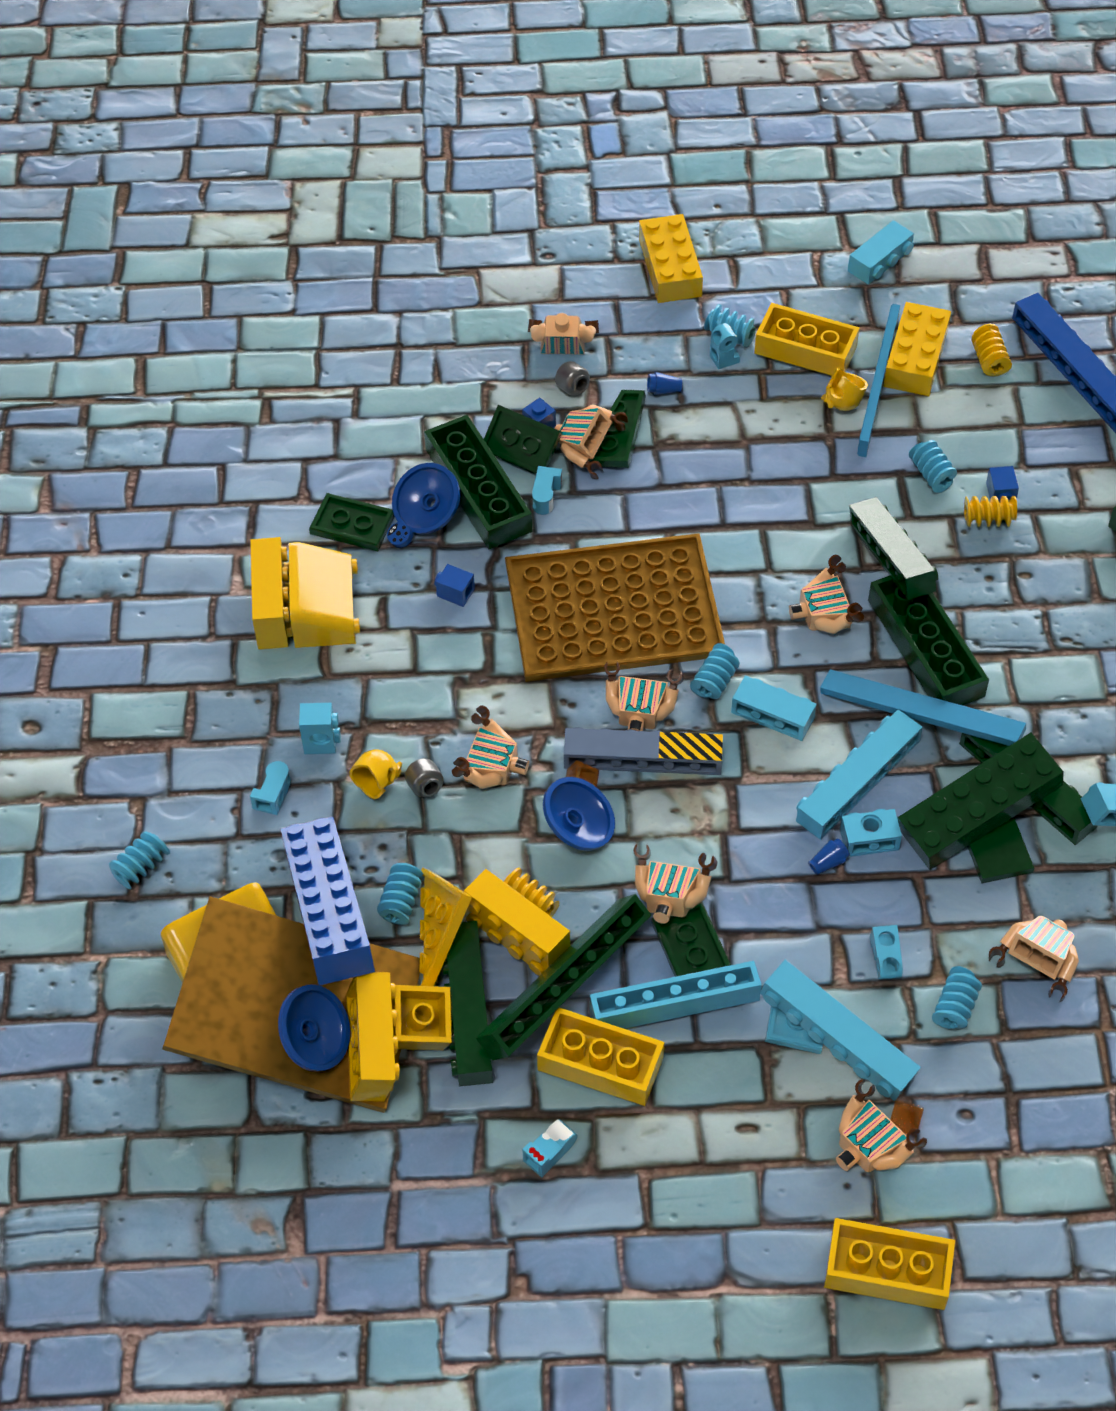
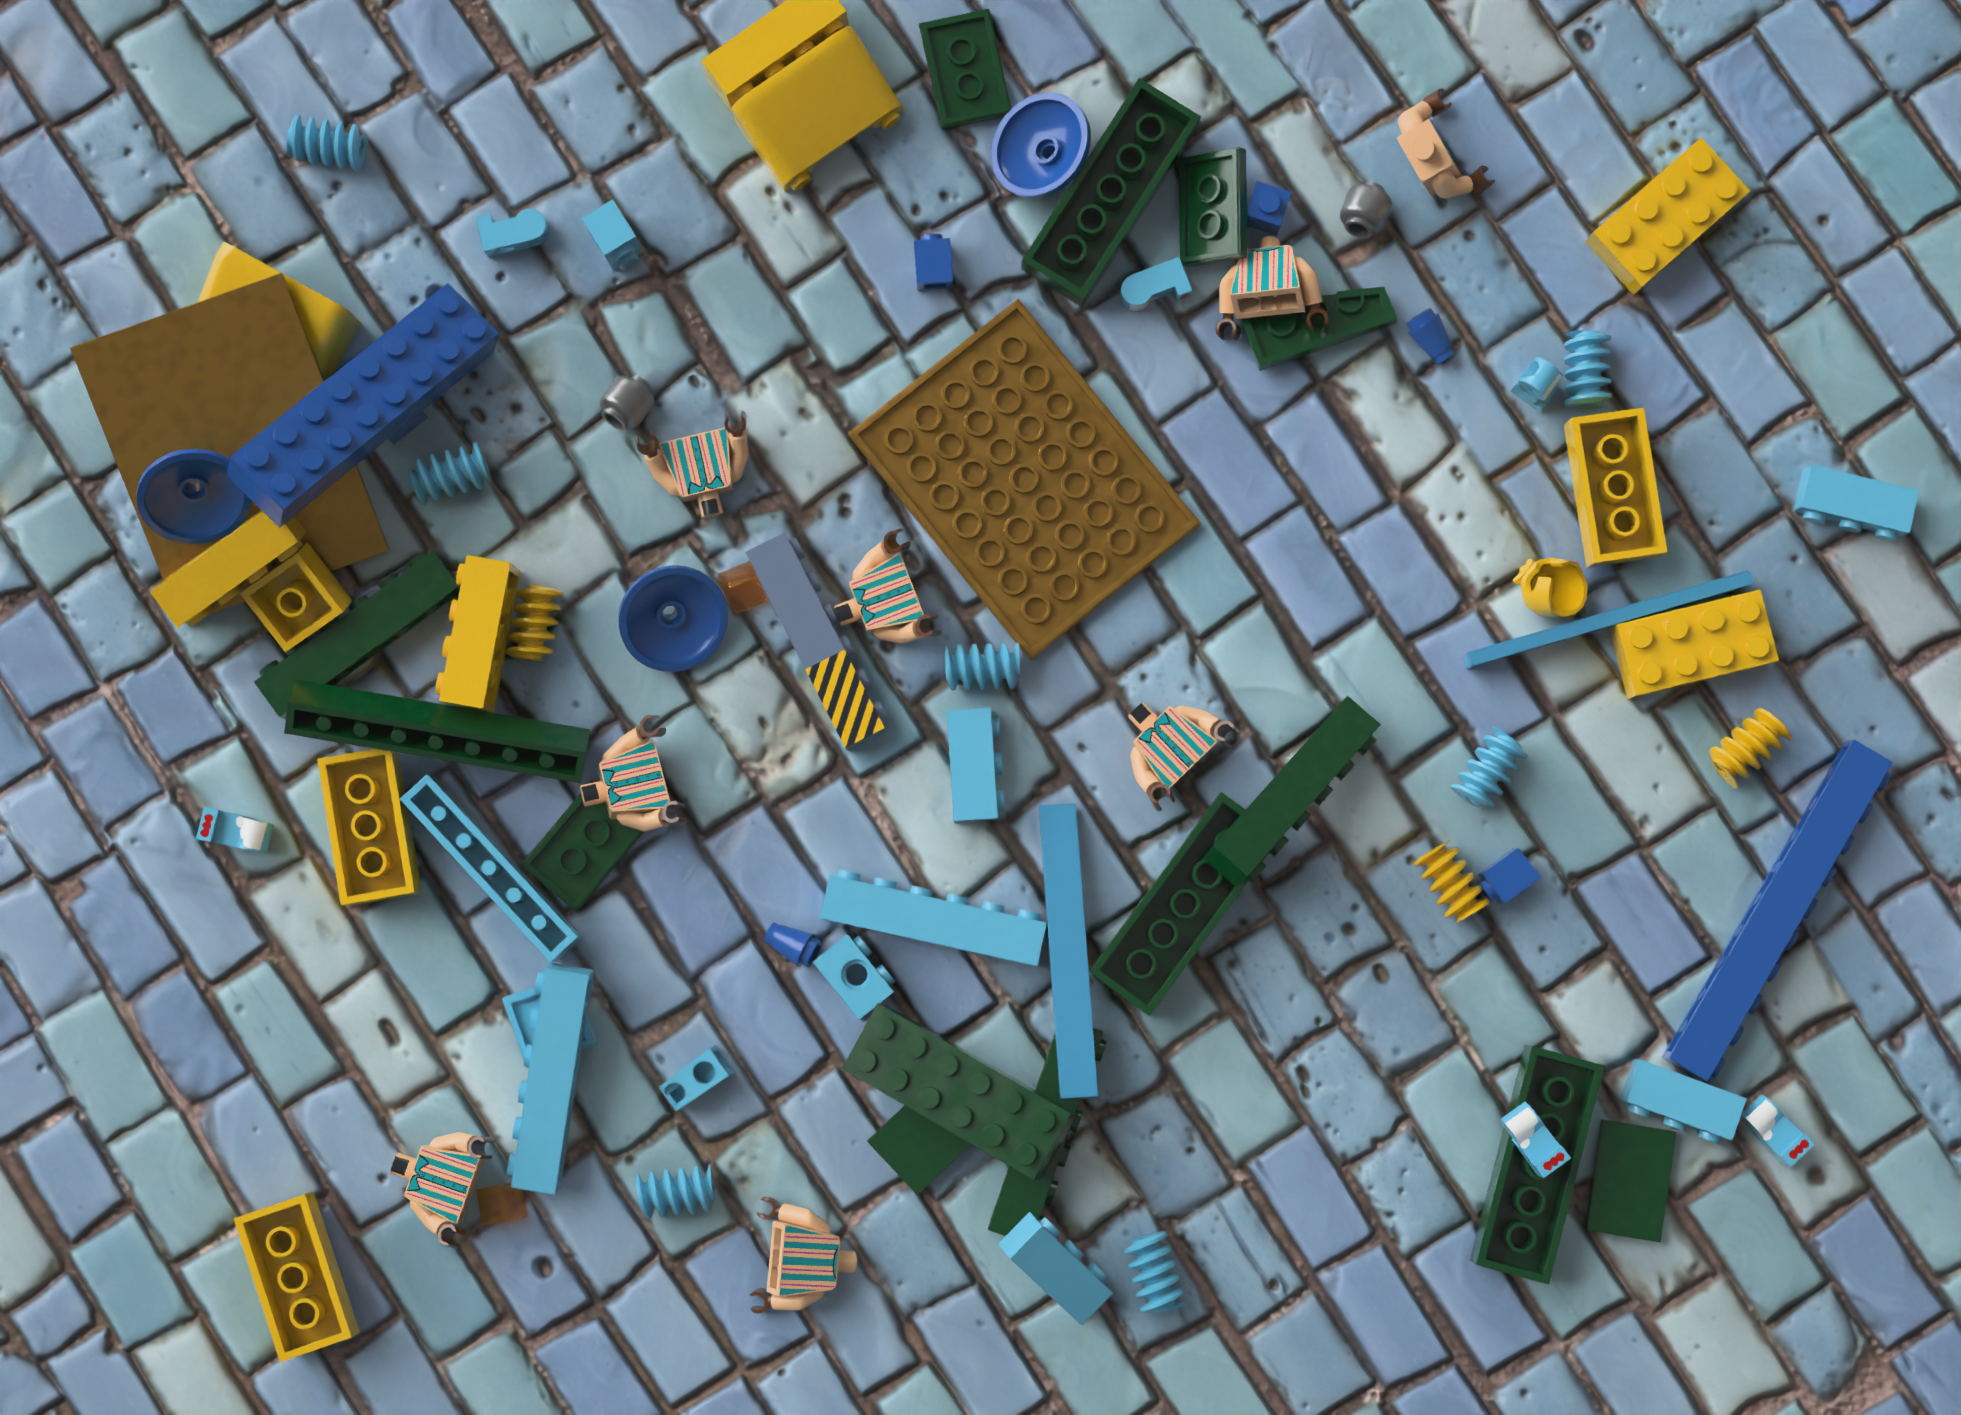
camera: 60 degrees right, 30 degrees up
(374, 772) = (598, 338): yellow helmet -> none
(399, 534) = (975, 144): blue tile -> none
(443, 914) = (435, 544): yellow tile -> none

